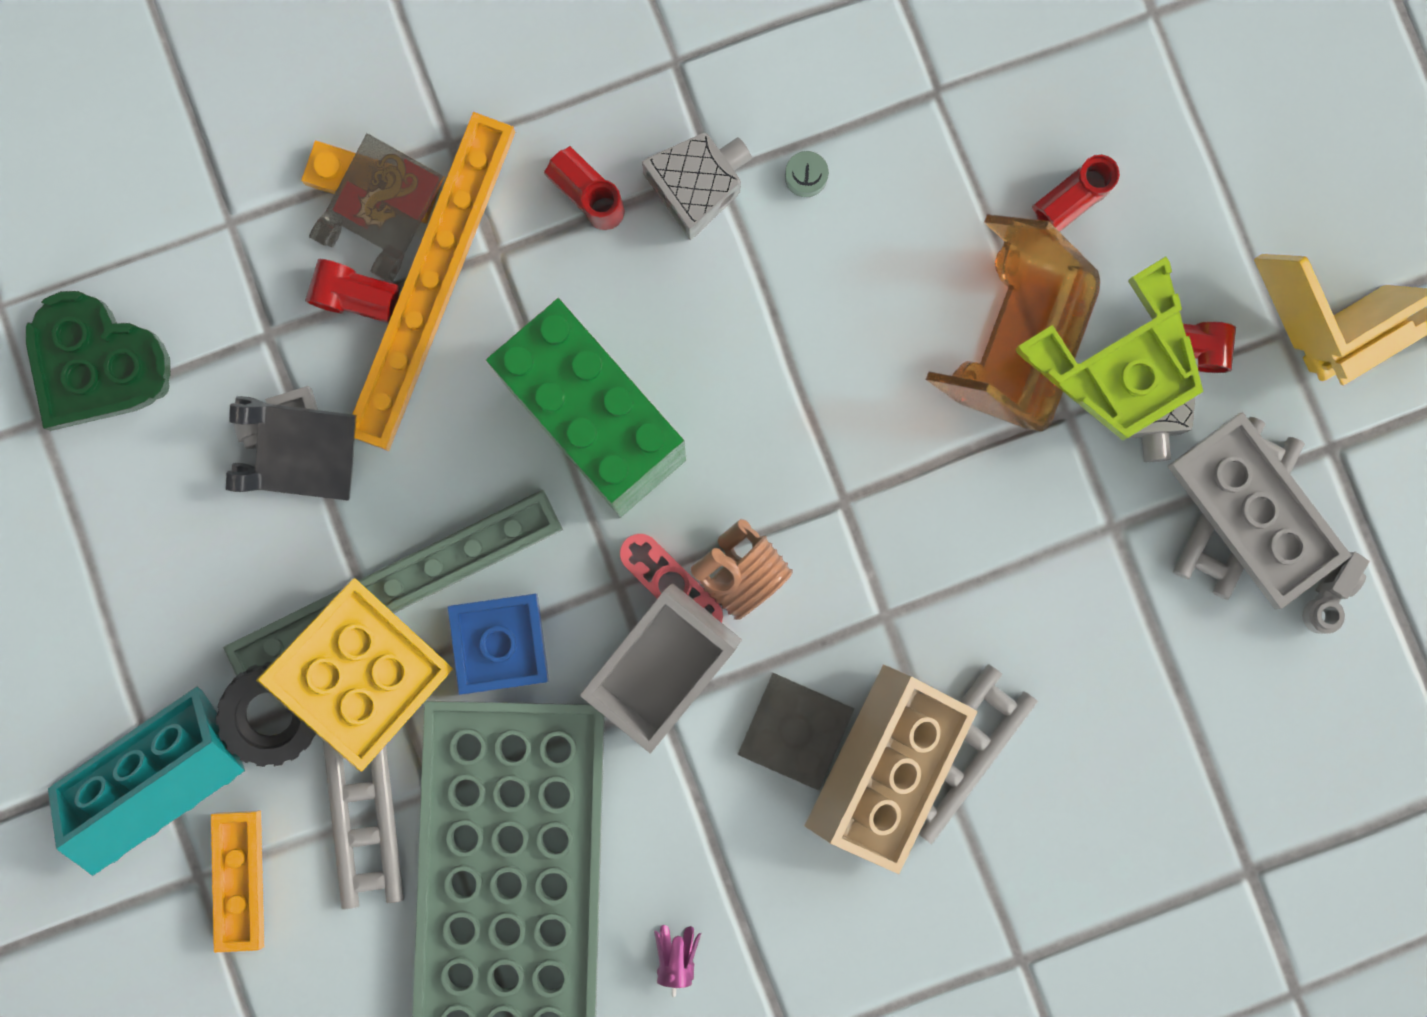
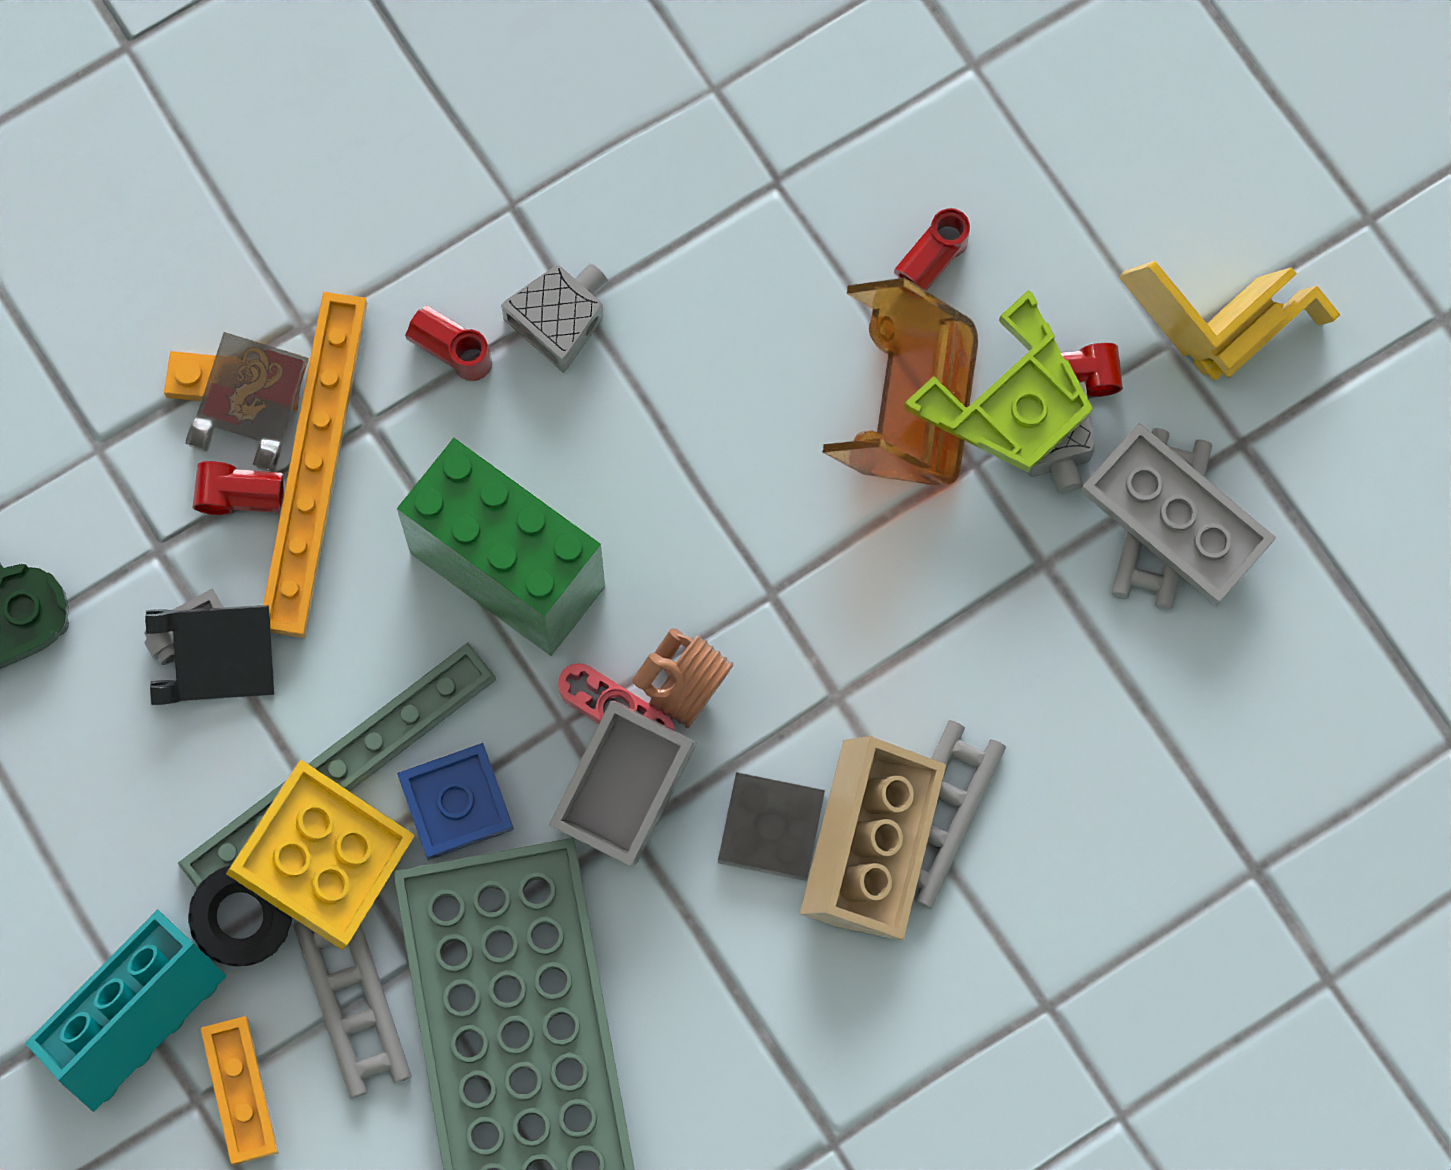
camera: 10 degrees left, 10 degrees down
(676, 960) = (701, 1075): flat silver piece -> none
(806, 174) = (665, 286): sand green tile -> none
(1337, 585) = (1278, 565): light grey plate -> none

